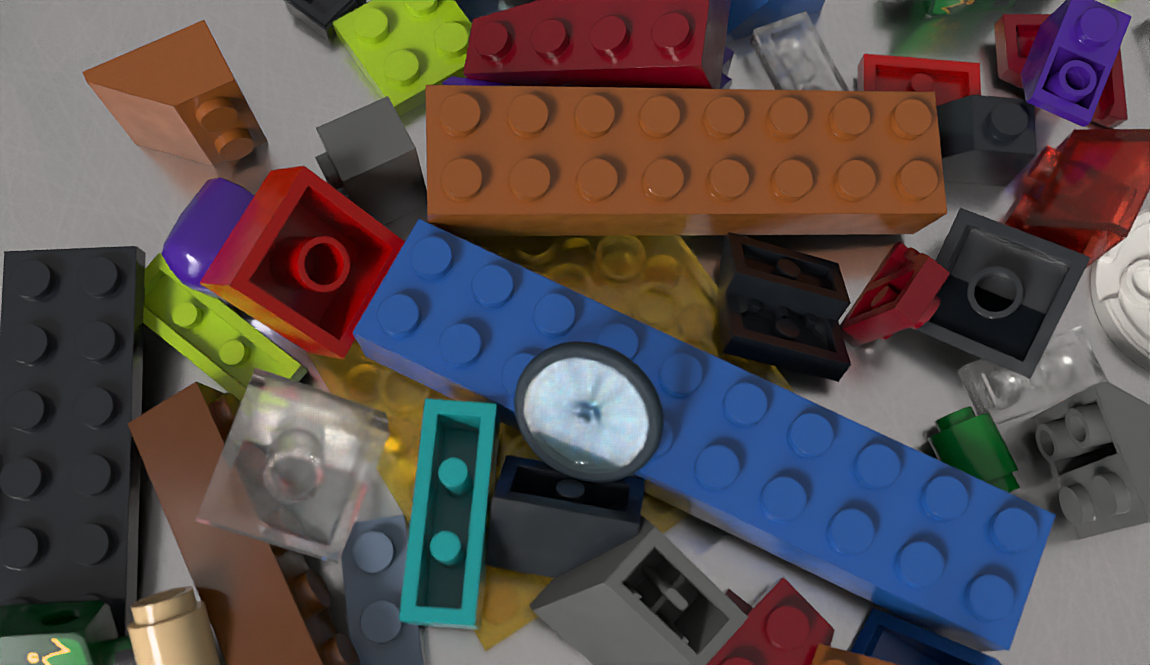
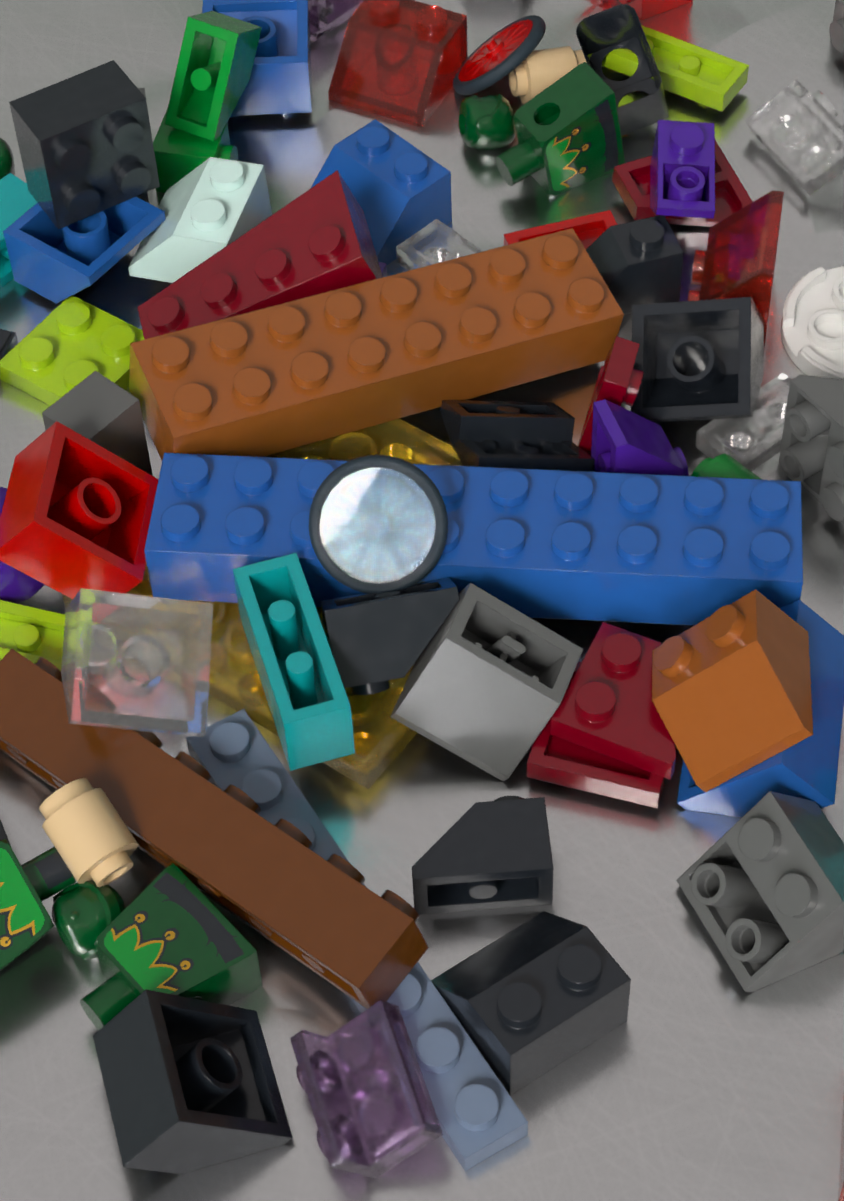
camera: 15 degrees left, 20 degrees down
(890, 386) = (632, 444): none -> dark purple slope

